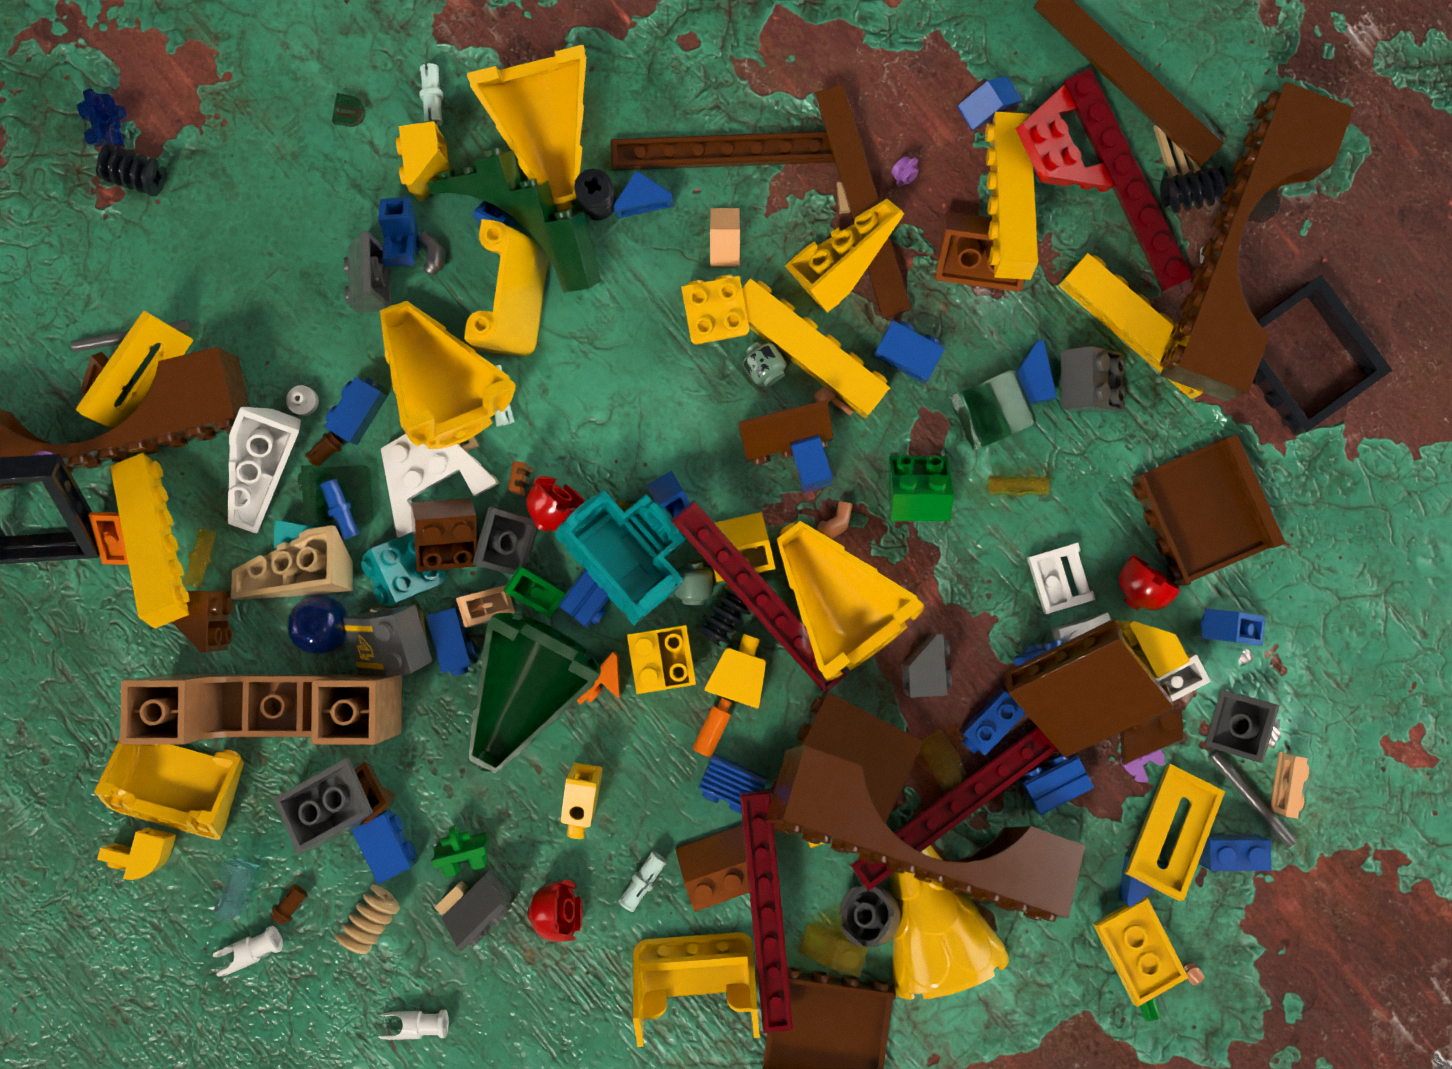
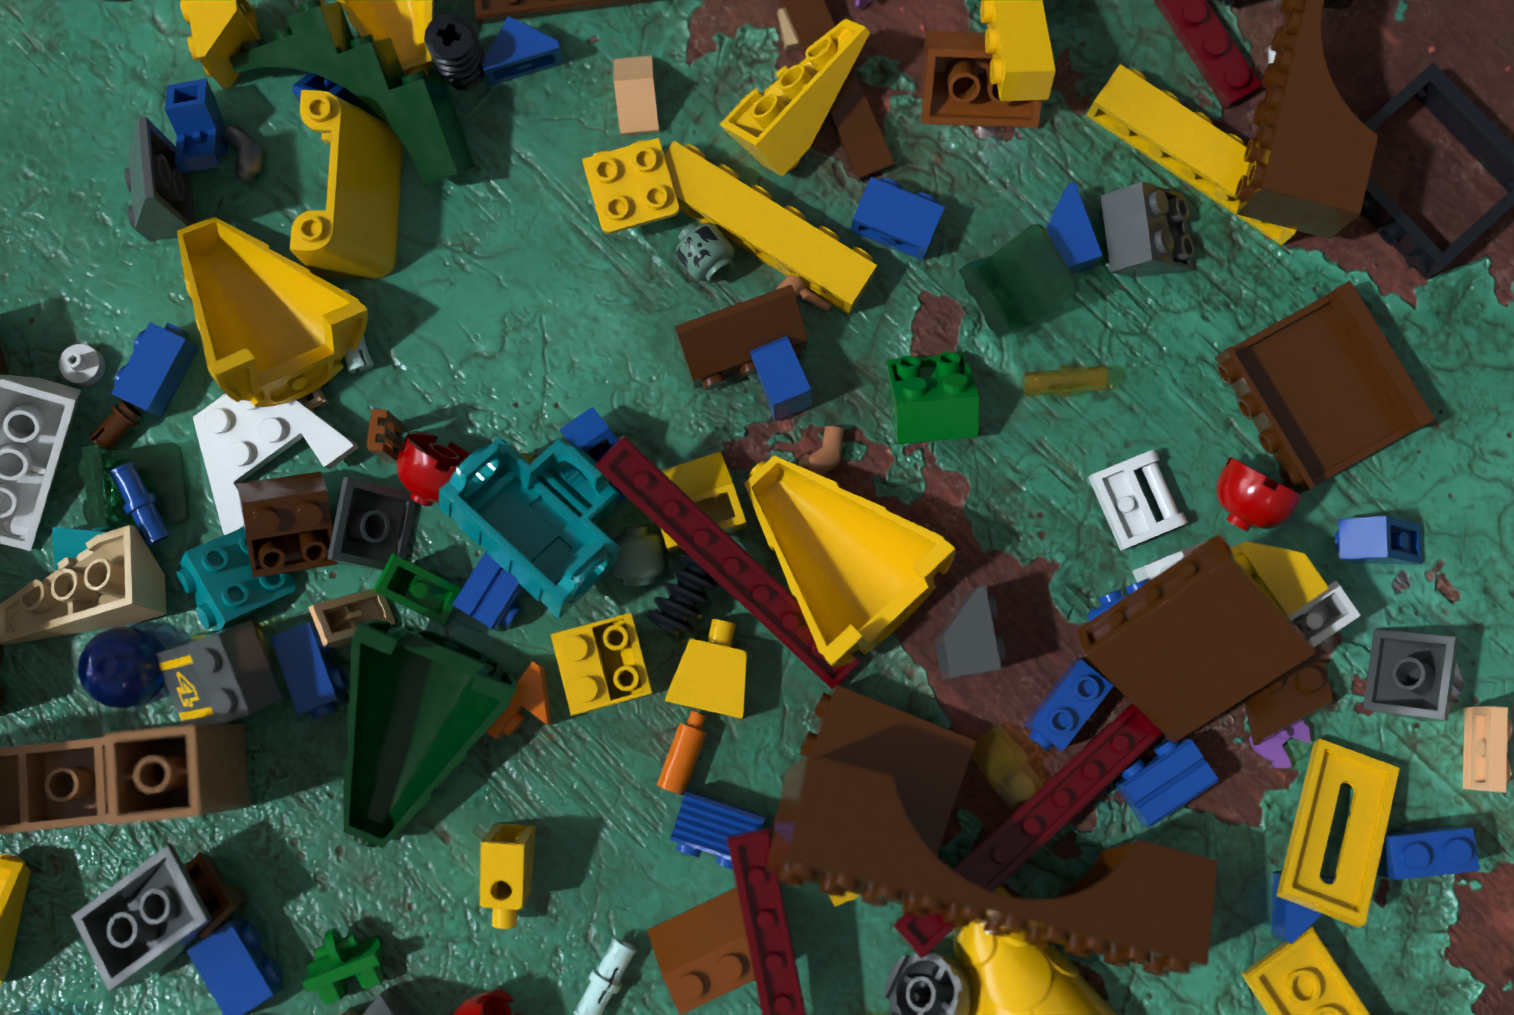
camera: 10 degrees left, 5 degrees down
(1252, 798) = (1438, 775): dark grey bar -> none

